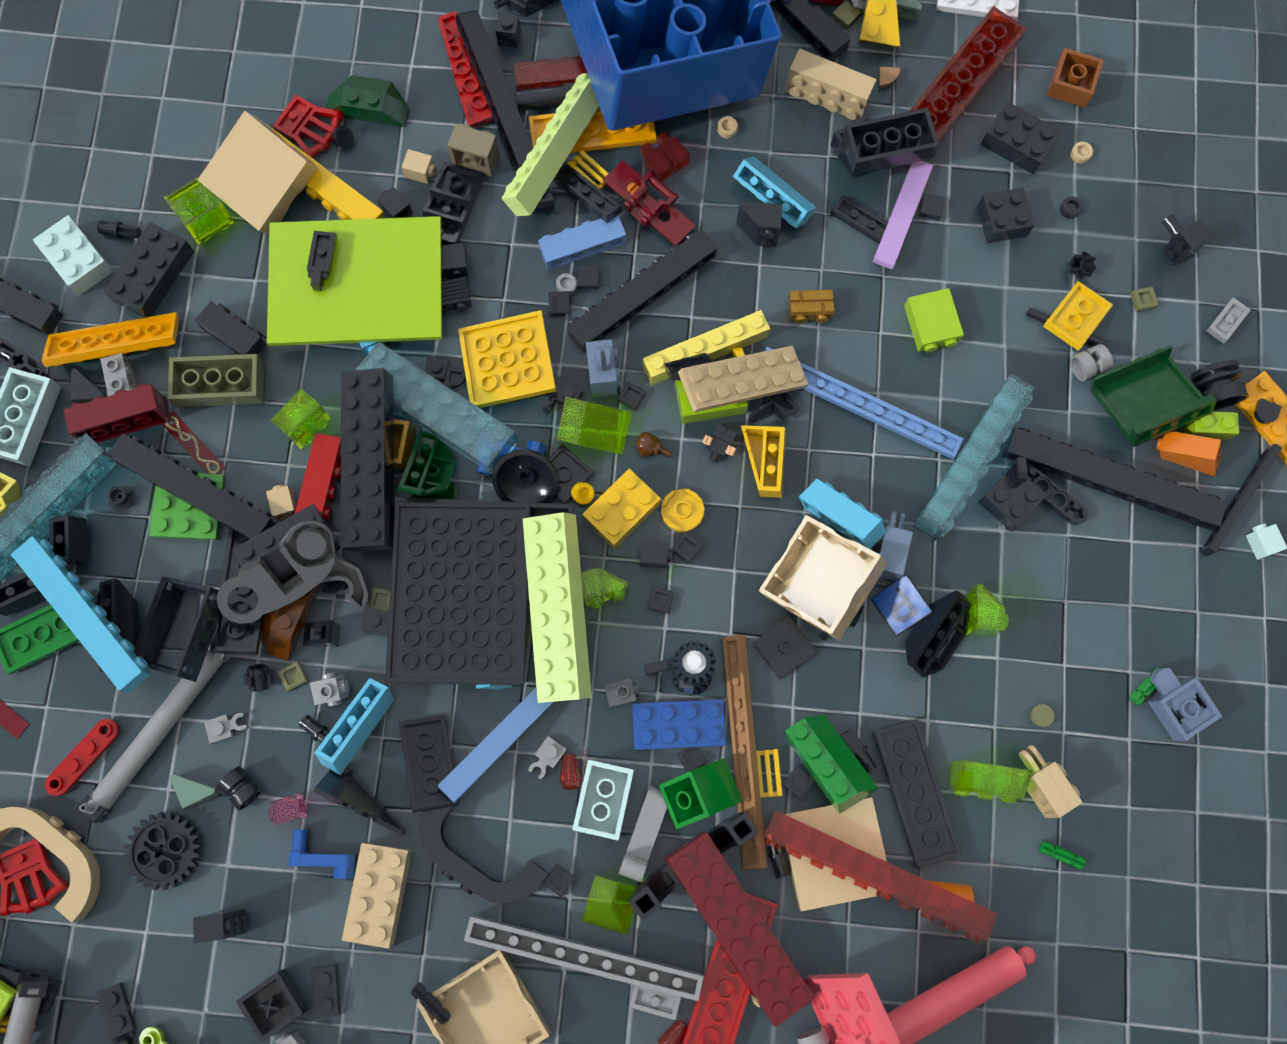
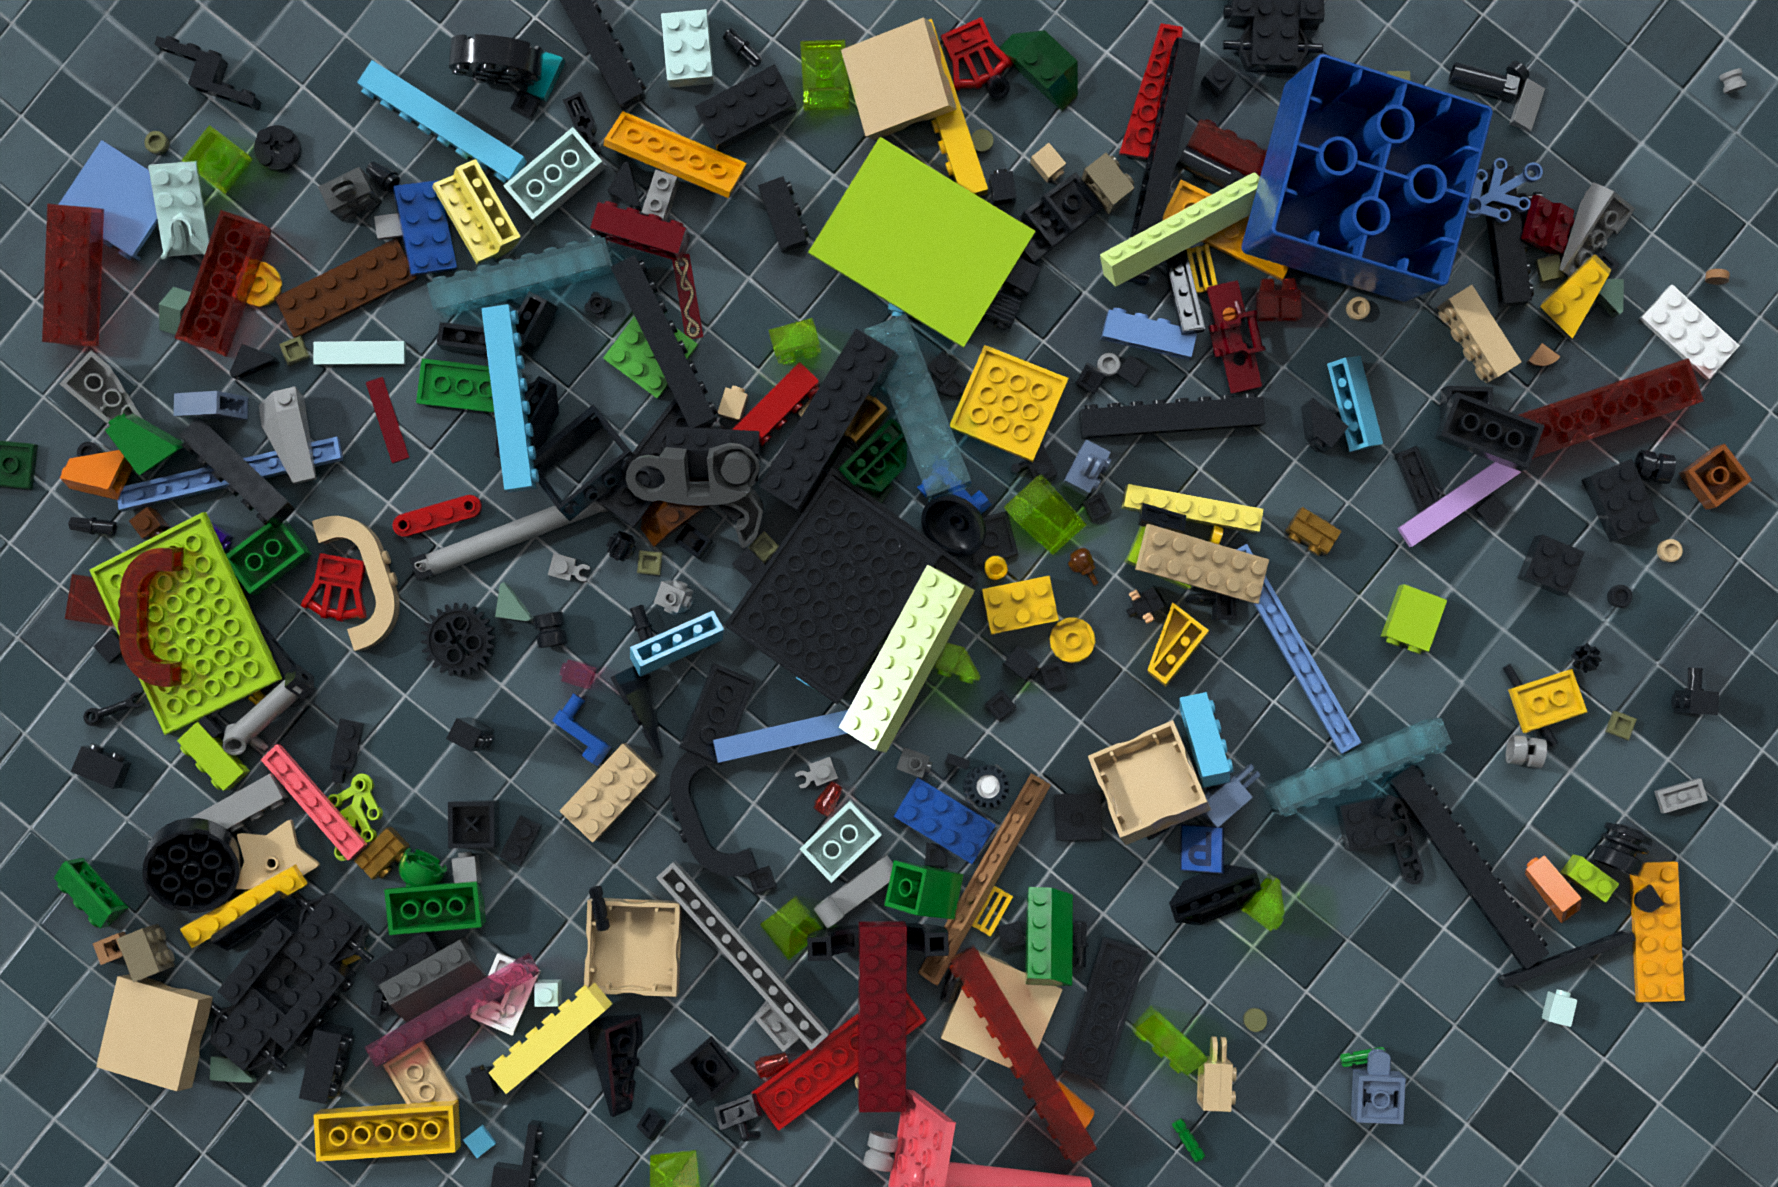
camera: 40 degrees right, 10 degrees up
(216, 380) = (743, 254): olive brick -> none
(321, 258) = (904, 204): black hinge -> none
(357, 182) = (982, 140): none -> olive tile
(1029, 97) = (1659, 467): none -> black wheel
(1150, 397) = (1553, 817): dark green panel -> none

